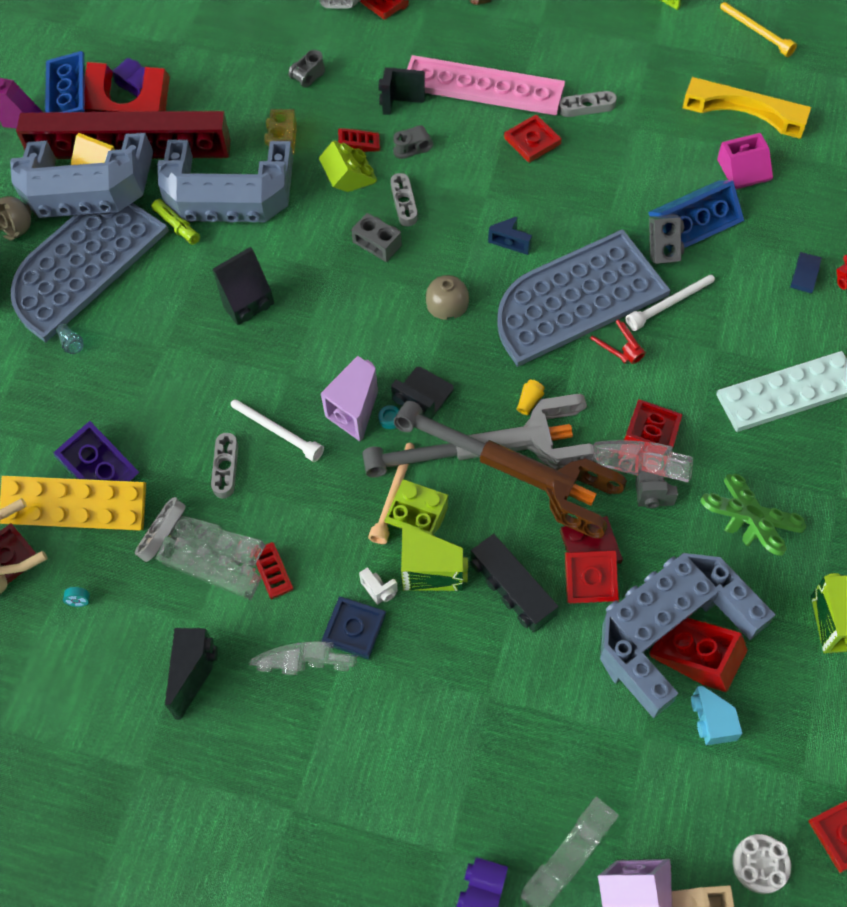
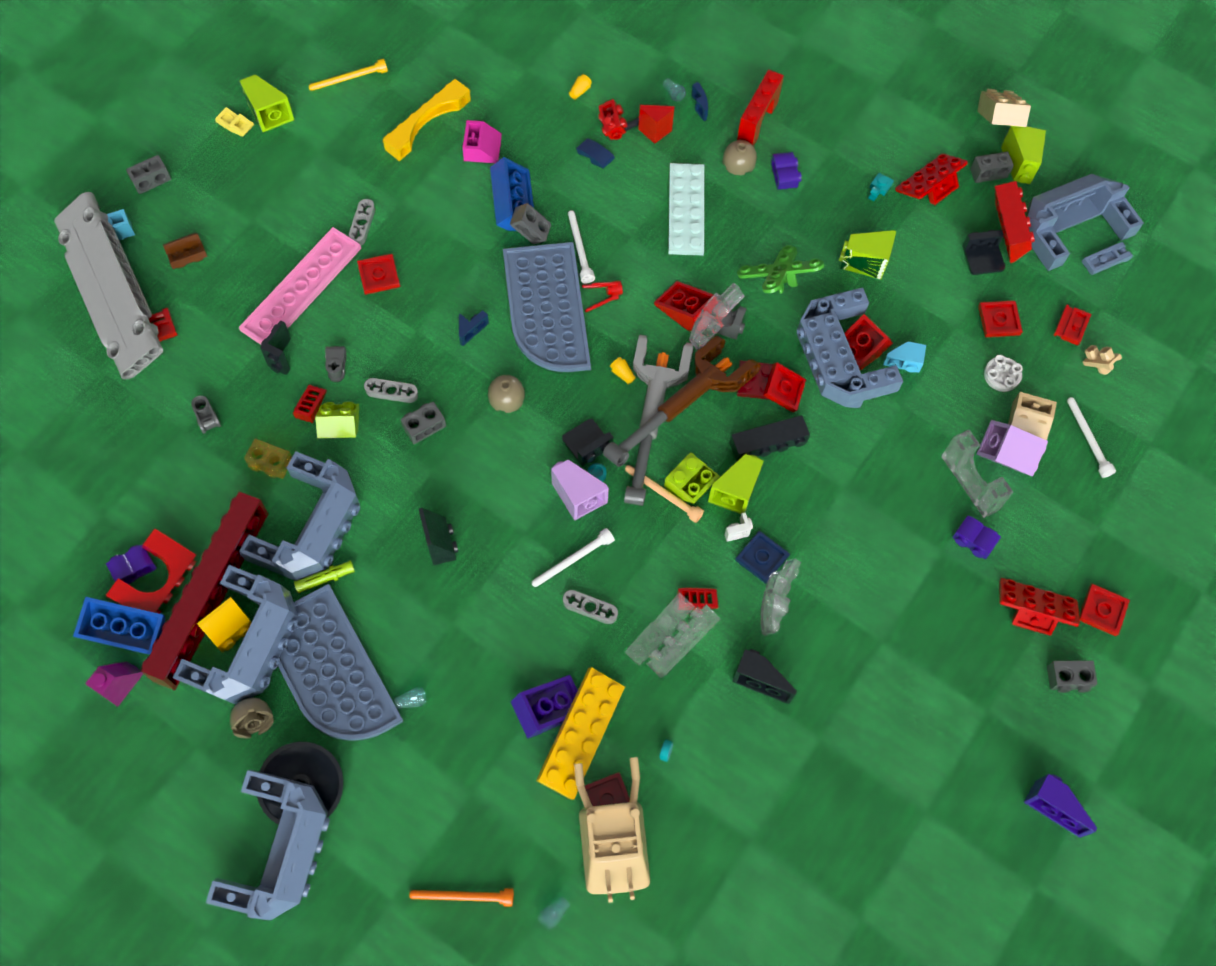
camera: 75 degrees left, 5 degrees up
(160, 529) = (639, 670): light grey beam -> none

